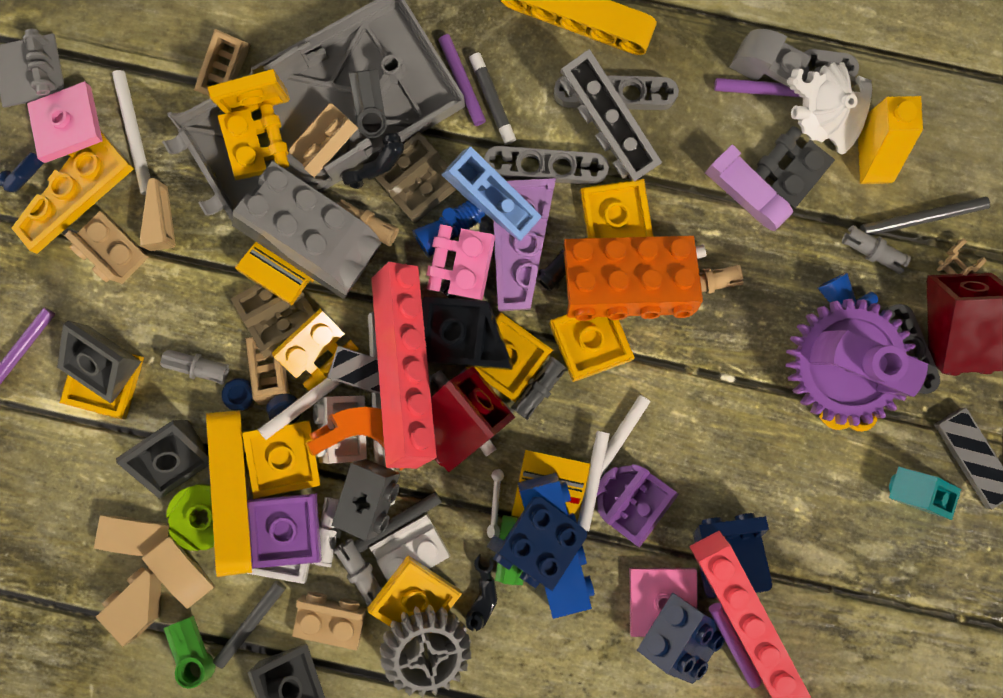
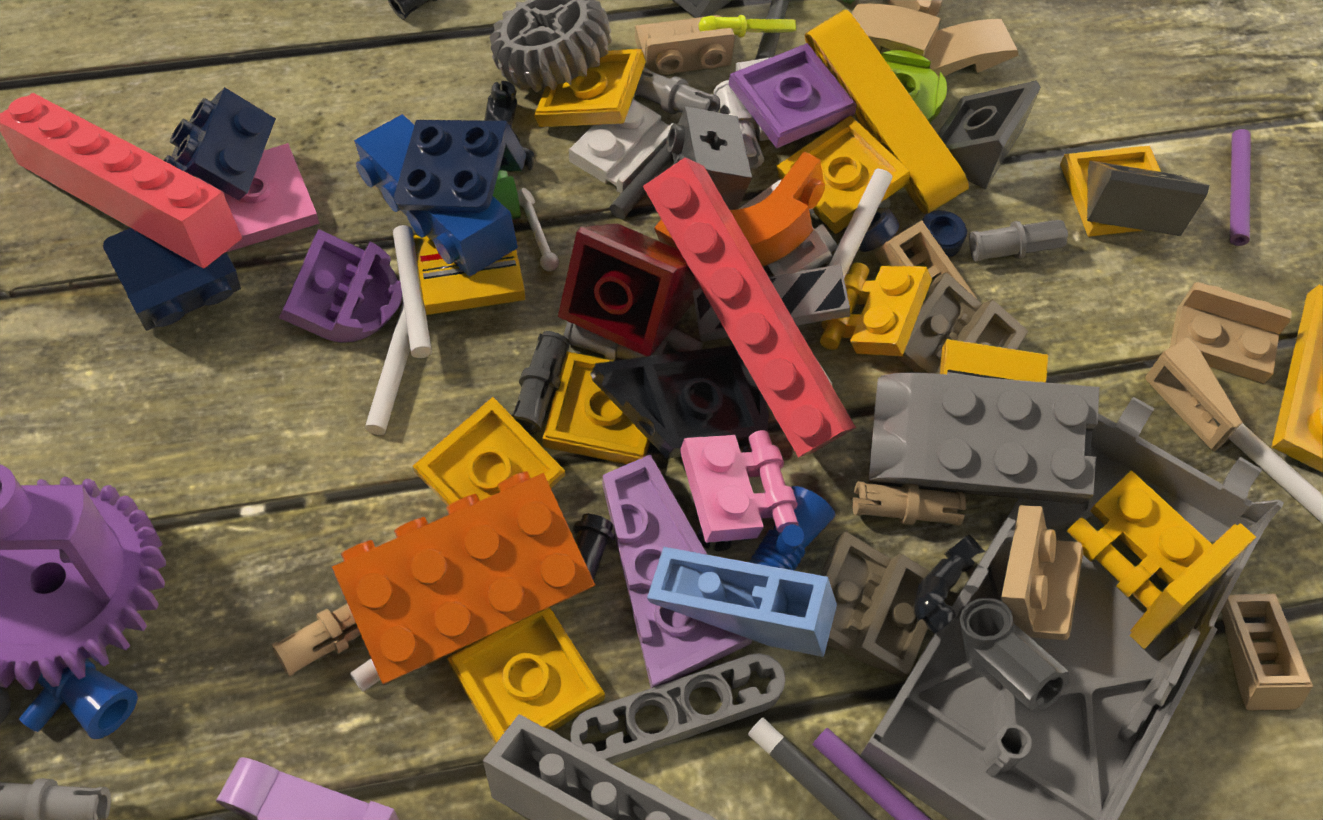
camera: 150 degrees right, 25 degrees down
(287, 612) = (742, 25): none -> neon yellow piece

